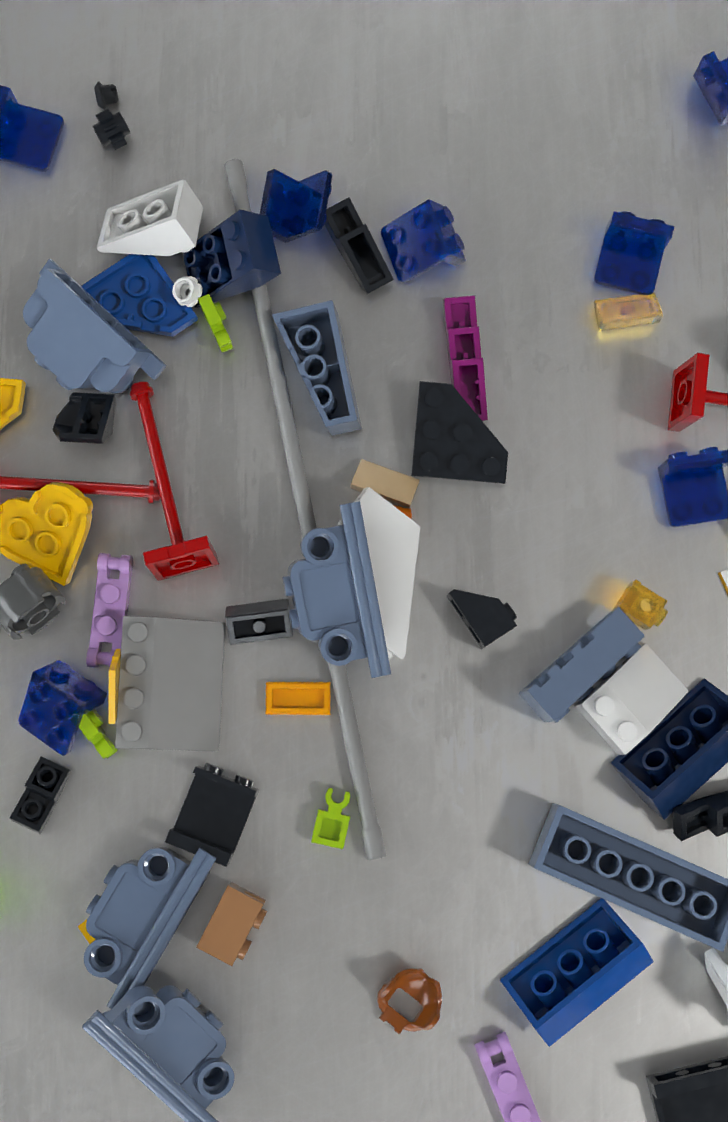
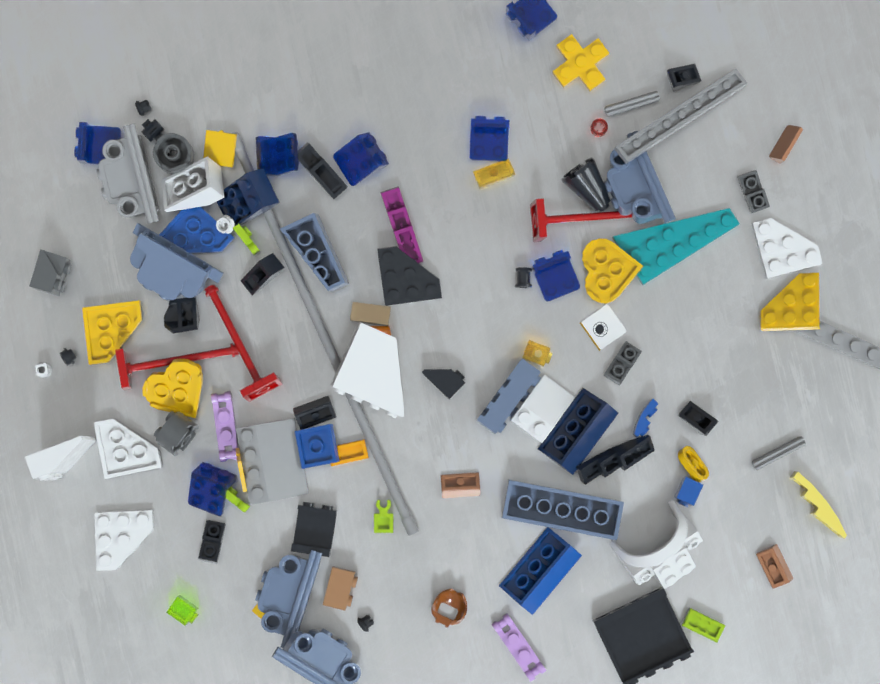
camera: 10 degrees left, 5 degrees up
(55, 185) = (128, 176): none -> light grey brick
(132, 166) = (163, 150): none -> dark grey brick
(210, 177) = (220, 147): none -> yellow piece
(228, 381) = (262, 273): none -> black slope
(250, 675) = (317, 446): none -> blue plate
(260, 993) = (364, 623): none -> black piece
(338, 595) = (356, 389): sand blue brick -> none
(471, 794) = (460, 485): none -> nougat slope
(643, 480) = (523, 277): none -> black bush

